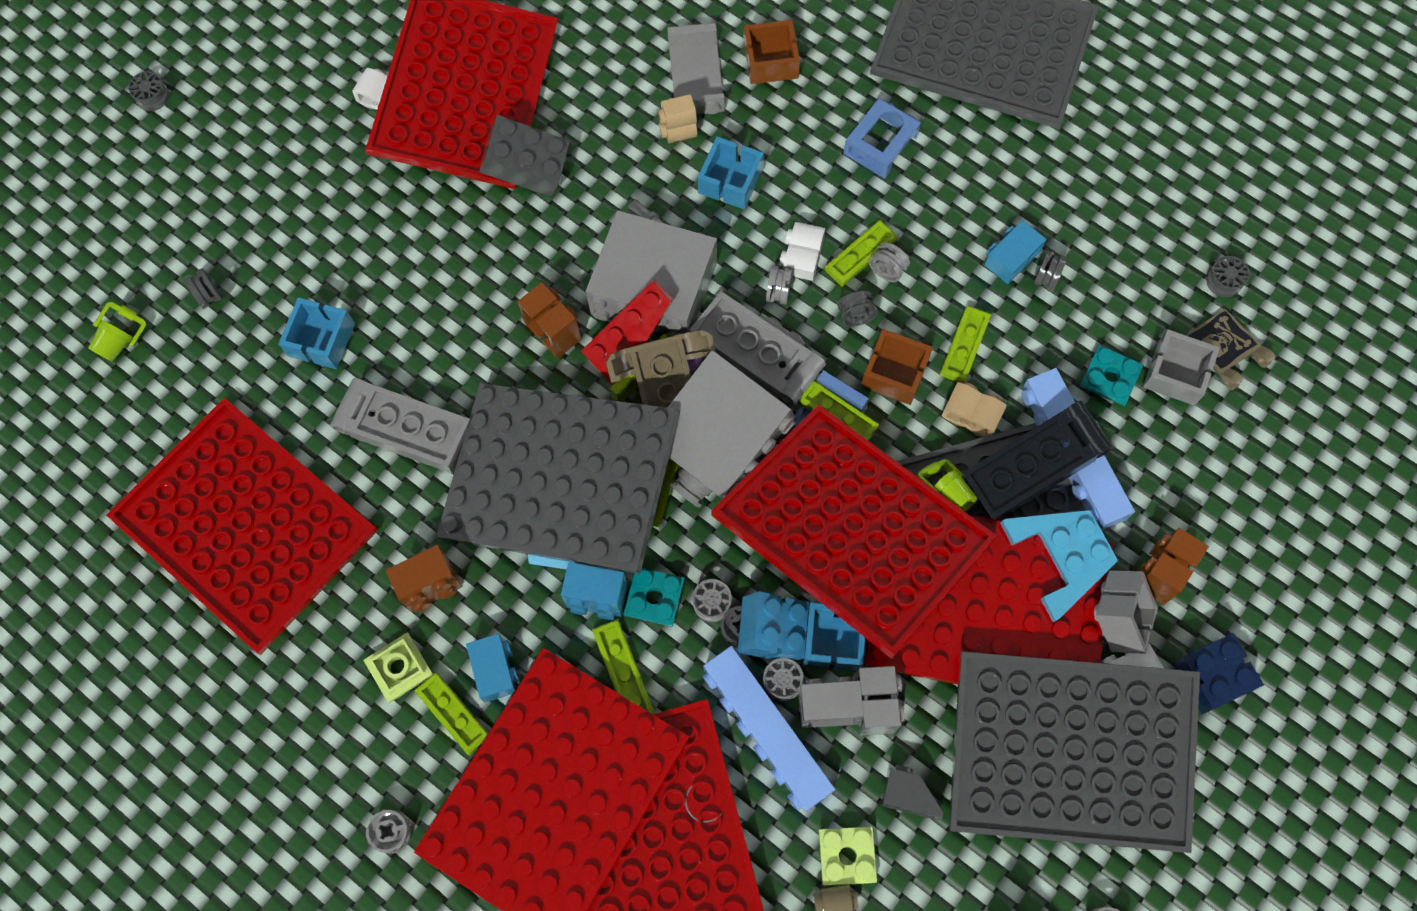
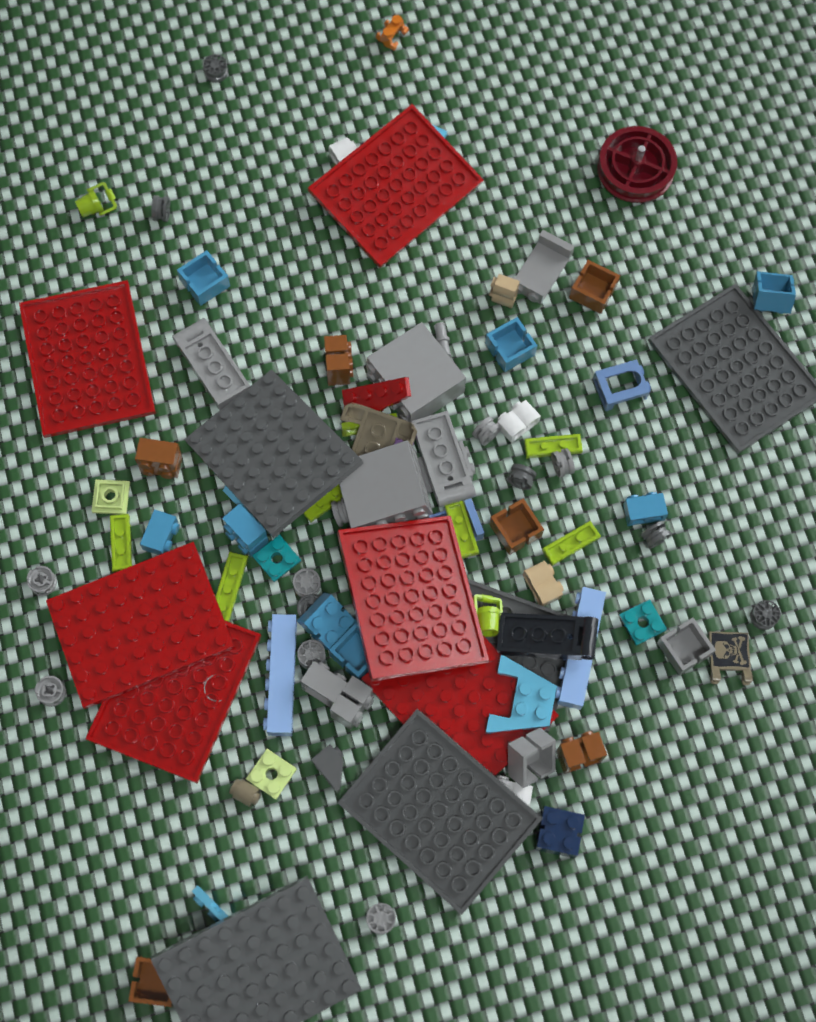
camera: 30 degrees right, 0 degrees up
(524, 156) = (396, 252): dark grey brick -> none

